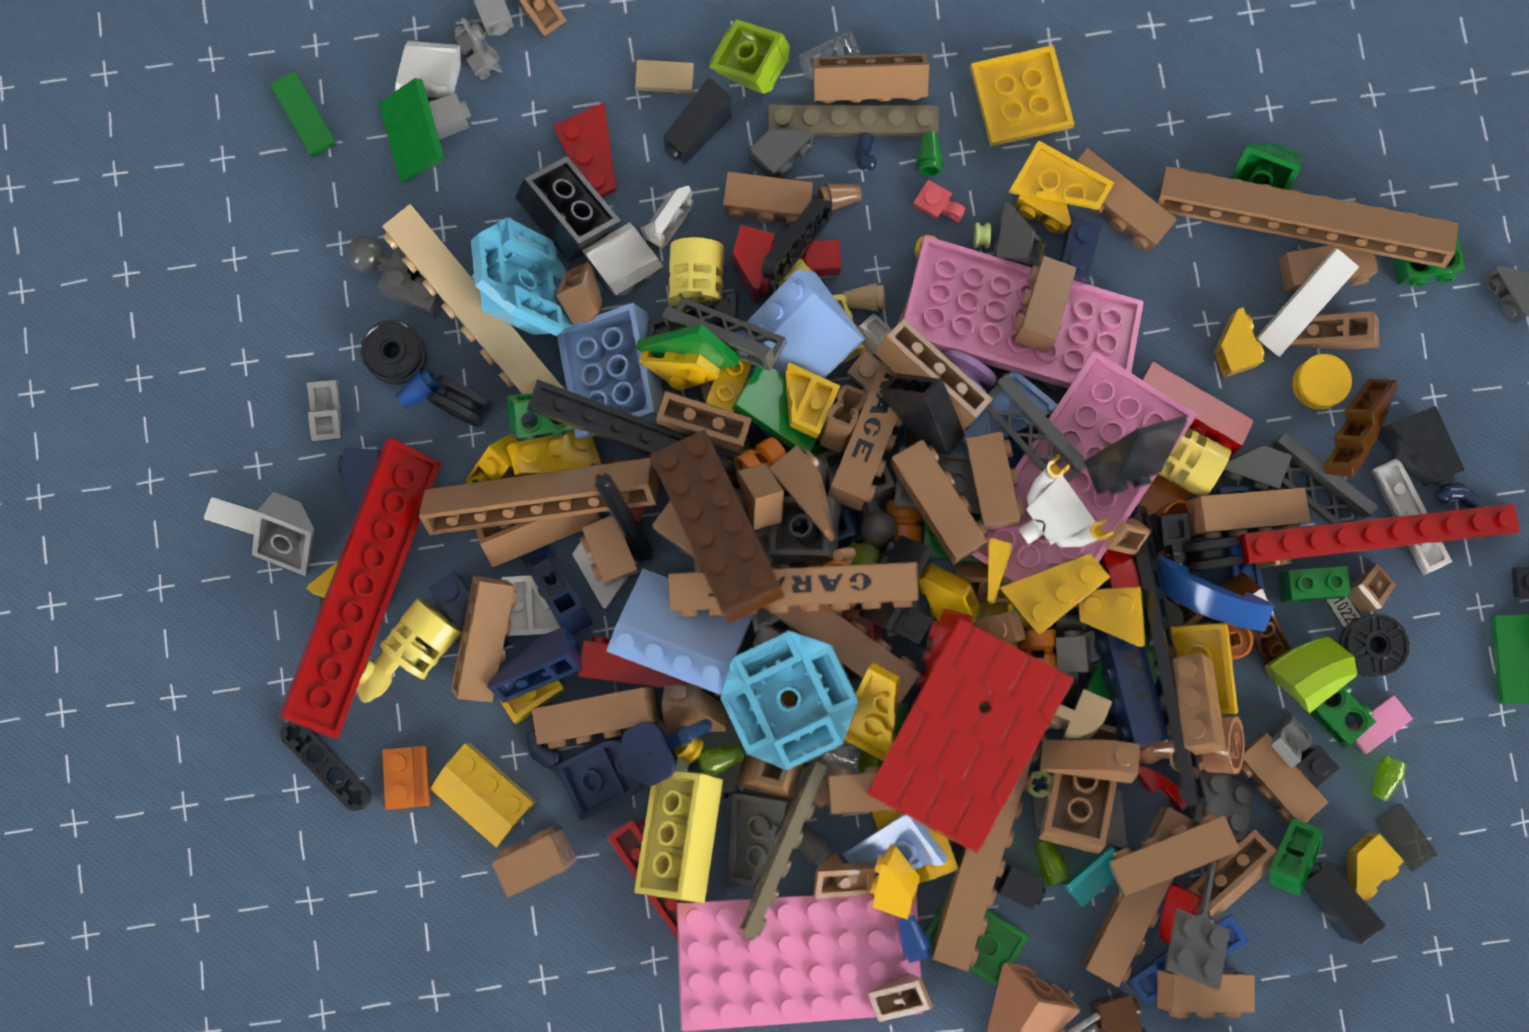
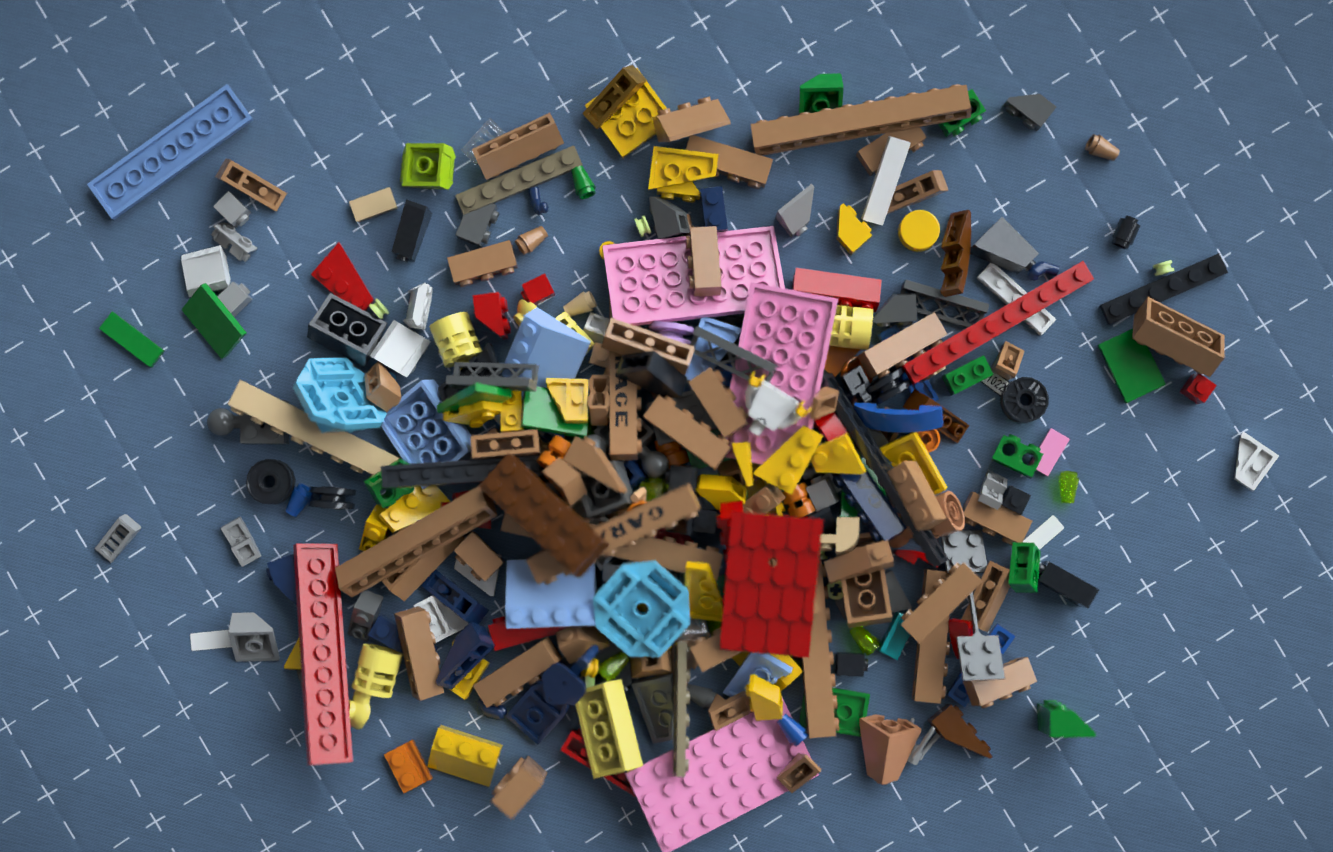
camera: 15 degrees left, 5 degrees up
(193, 334) = (124, 525): none -> light grey slope
(322, 768) = (349, 784): black beam -> none
(435, 563) = (365, 615): none -> dark grey slope
(617, 200) = (379, 309): none -> yellowish green bush
(623, 517) = (479, 532): black axle -> none
(797, 239) = (515, 287): black beam -> none
(936, 201) = (600, 214): coral plate -> none
(1014, 64) = (614, 95): none -> pearl gold slope
(1094, 130) = (689, 119): none -> medium nougat slope
(1134, 457) = (805, 352): black slope -> none
(1178, 295) = (796, 213): none -> light grey slope
(1312, 671) = (988, 436): lime slope -> none
(1337, 824) = (1045, 532): none -> white sticker
(1370, 864) = (1077, 550): yellow slope -> none
(1406, 837) = (1096, 520): clear smoke tile -> none

